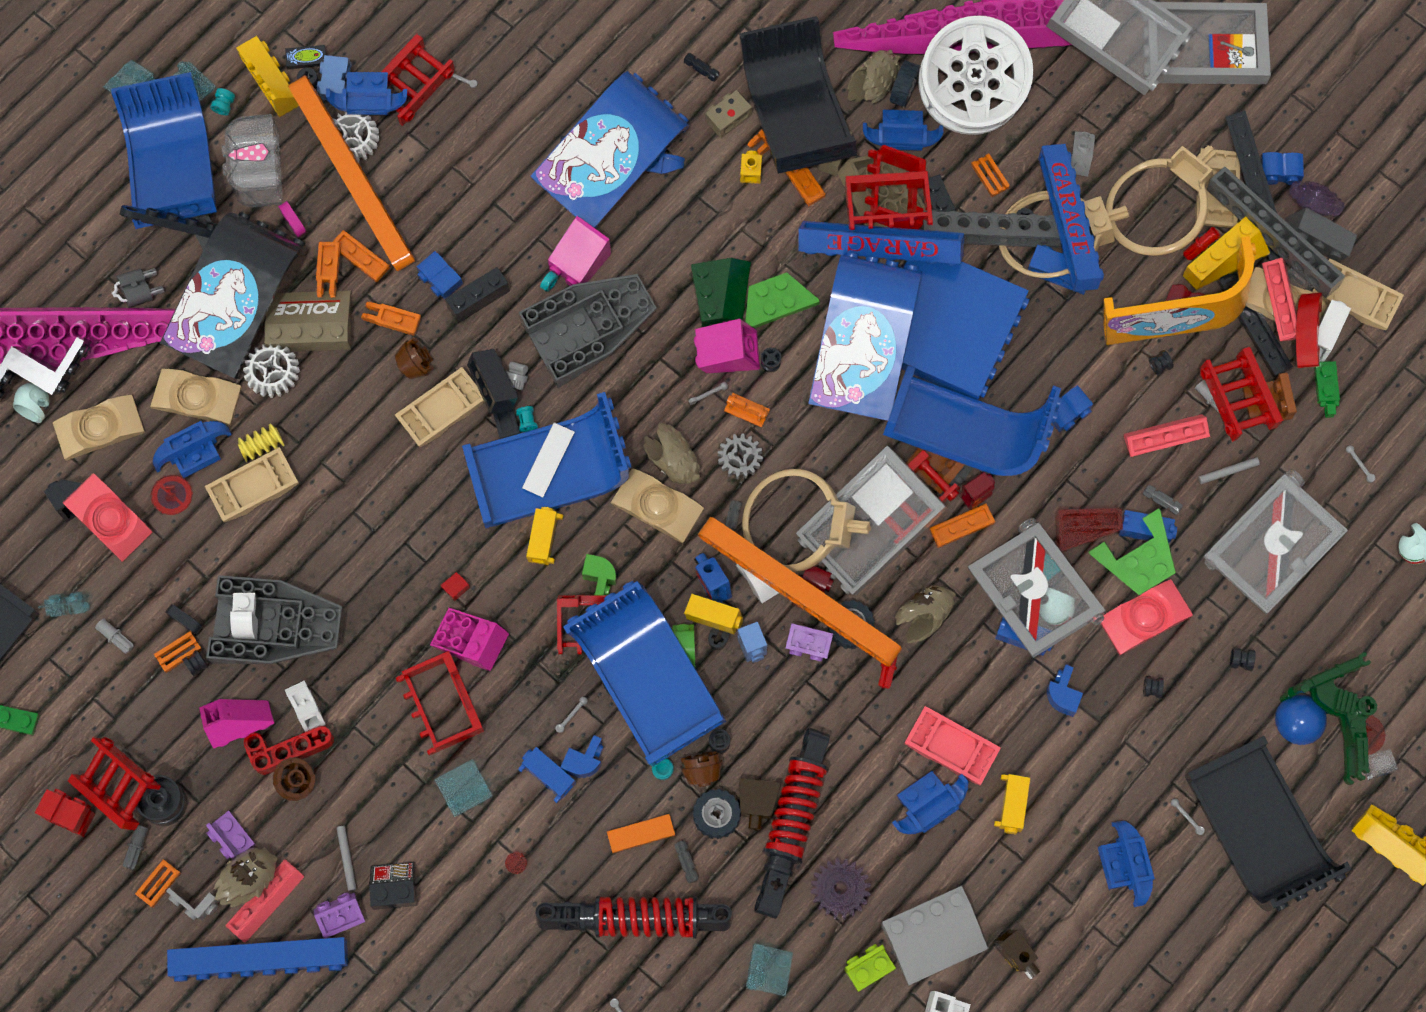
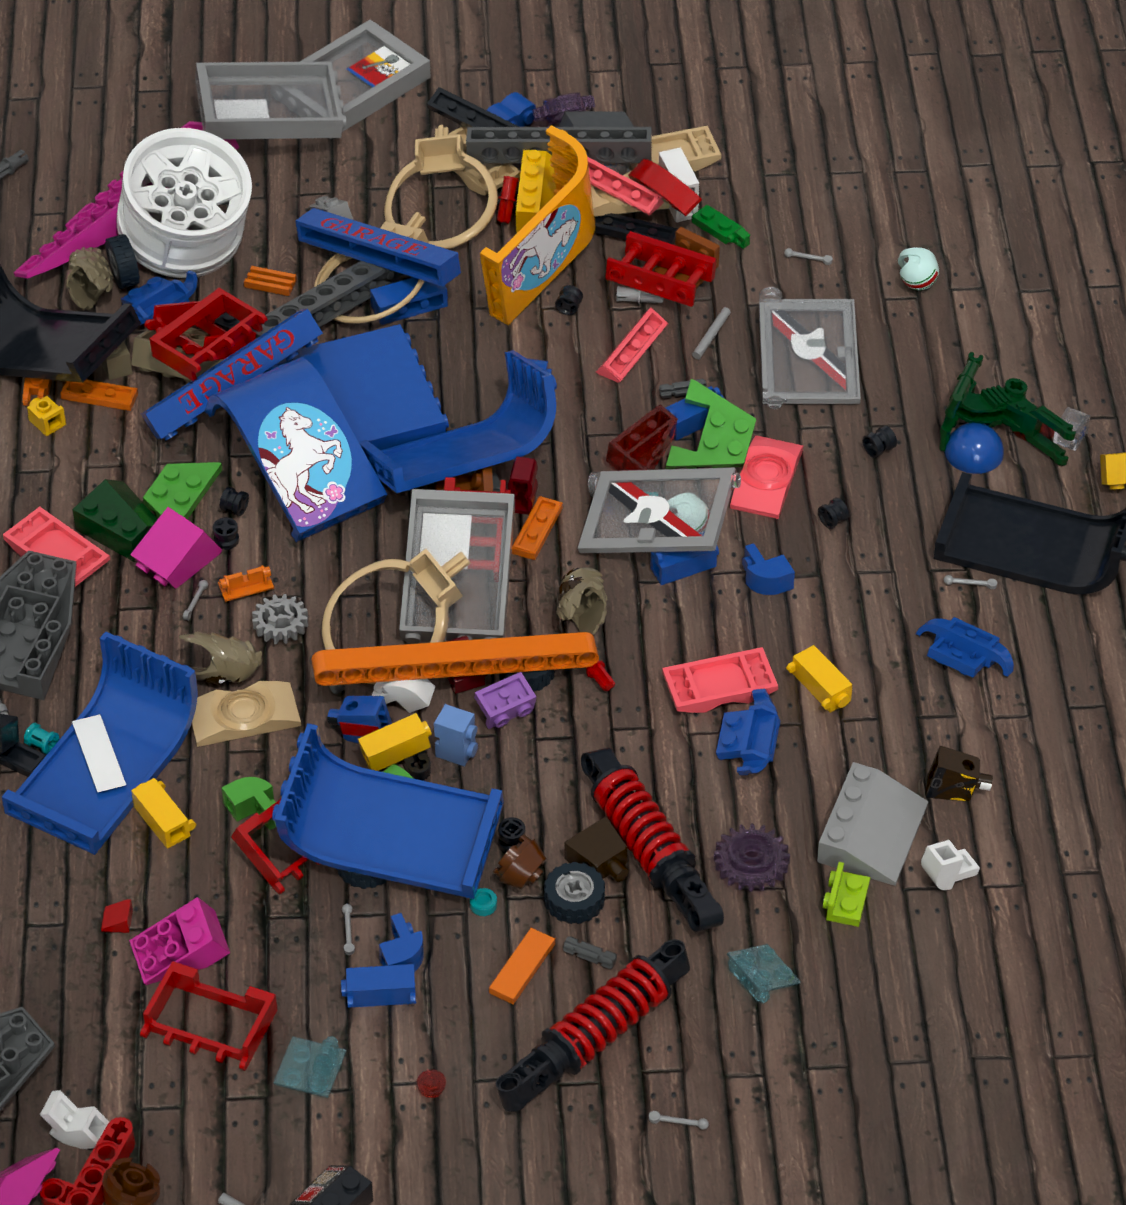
camera: 45 degrees left, 25 degrees down
(663, 279) = (50, 536): none -> coral slope
(798, 339) = (234, 501): none -> black wheel

